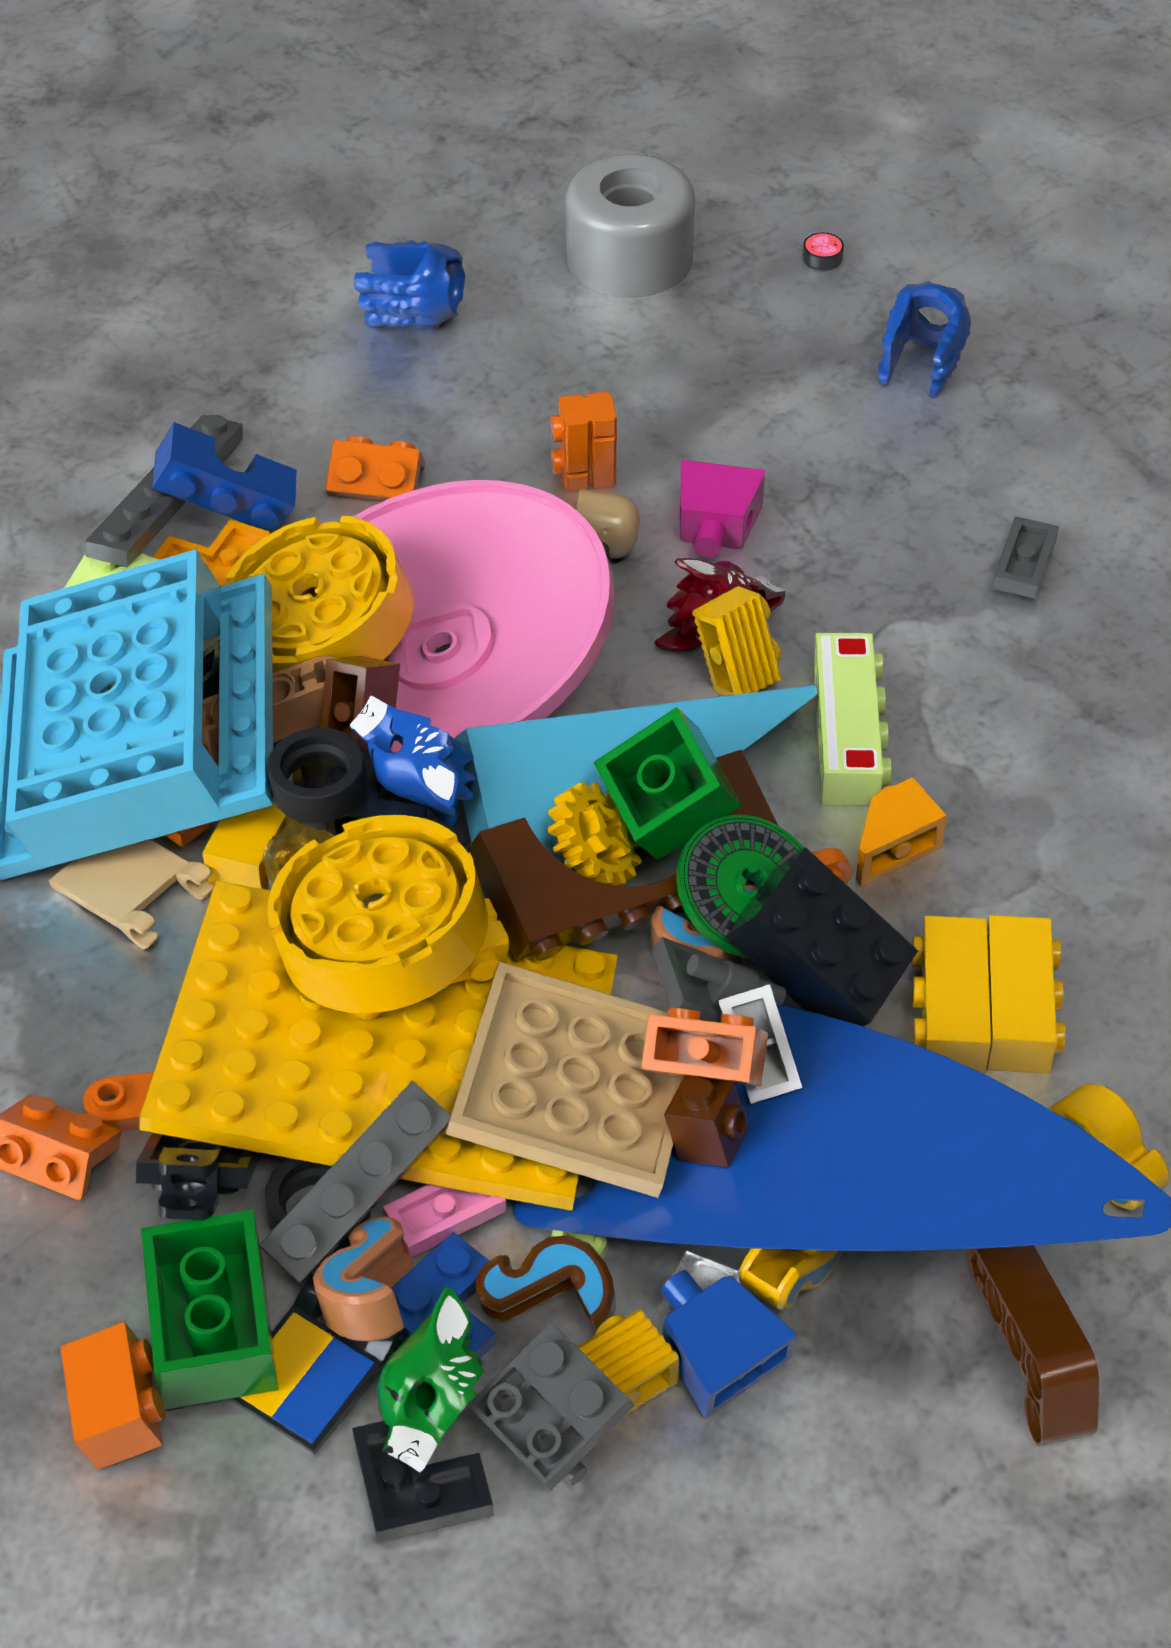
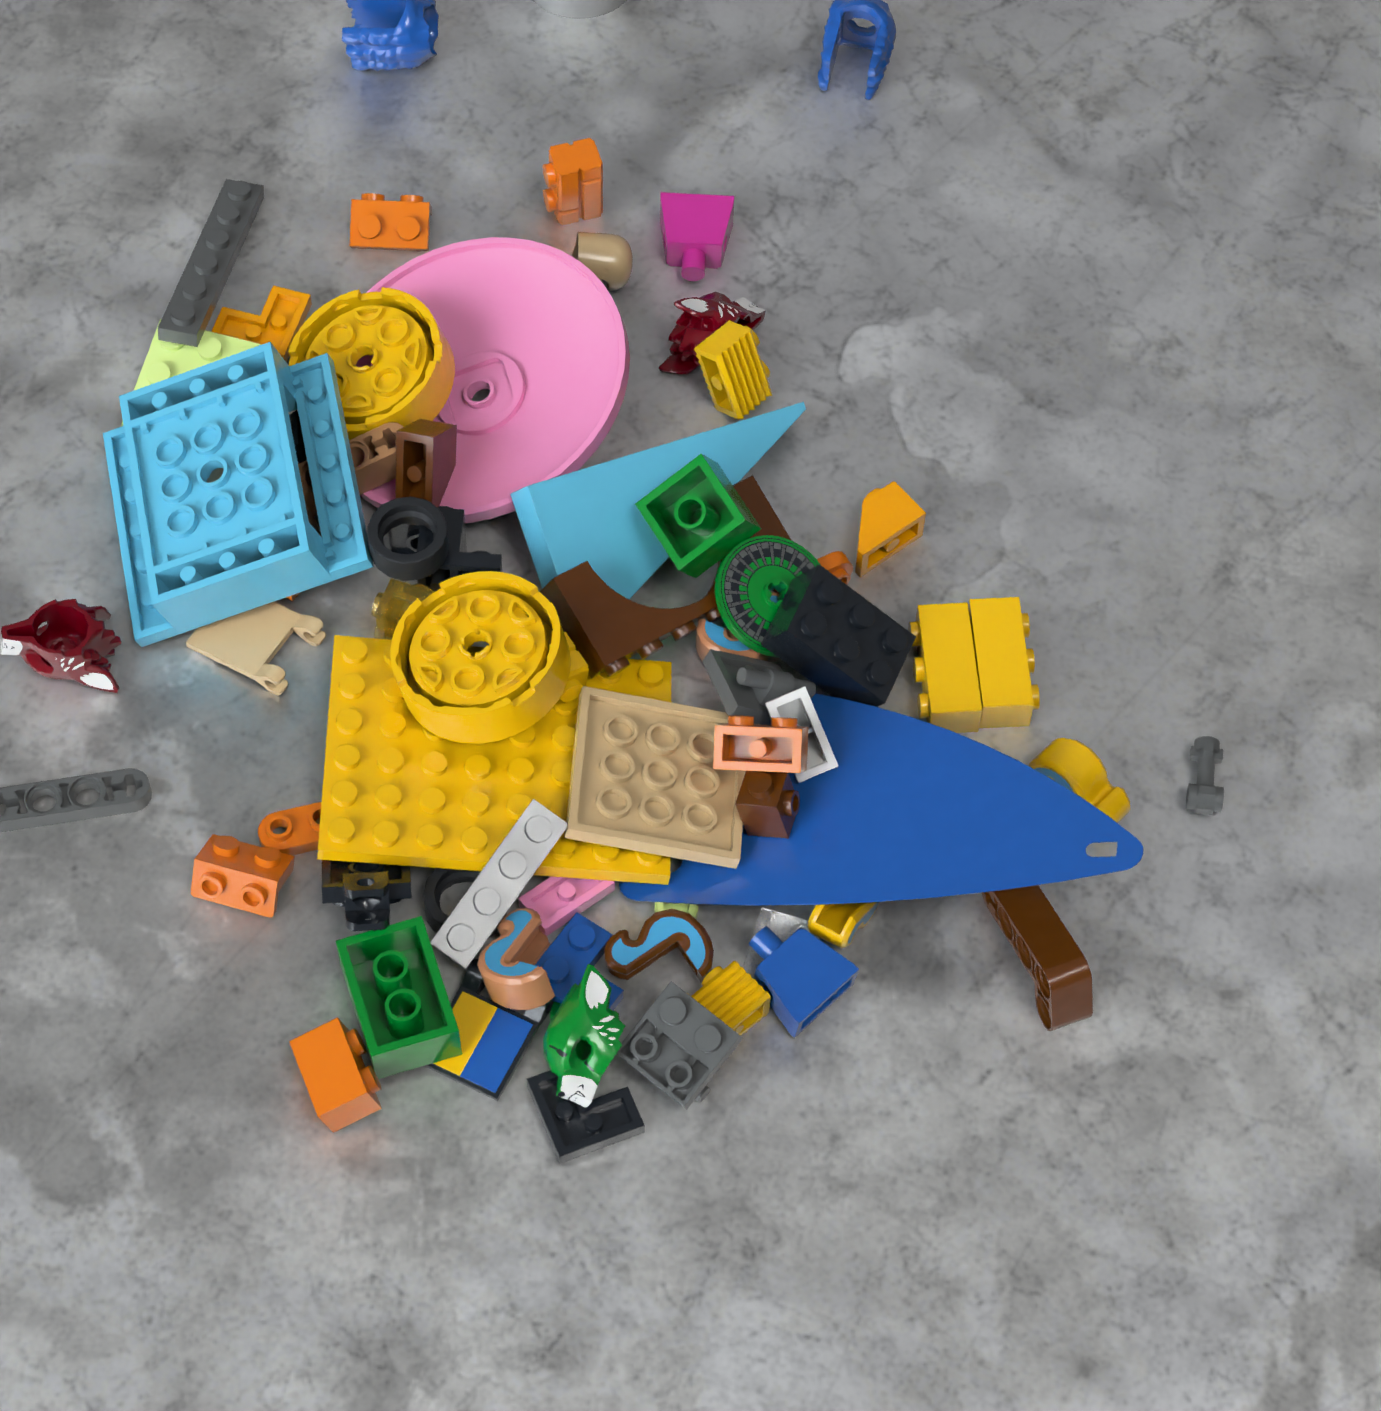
camera: 10 degrees left, 10 degrees up
(192, 472) = (236, 249): blue arch -> none
(239, 845) = (348, 603): yellow brick -> none
(425, 768) = (500, 518): blue piece -> none
(593, 835) = (642, 566): yellow gear -> none
(848, 719) = (833, 427): yellowish green brick -> none
(1025, 557) = (965, 257): dark grey plate -> none

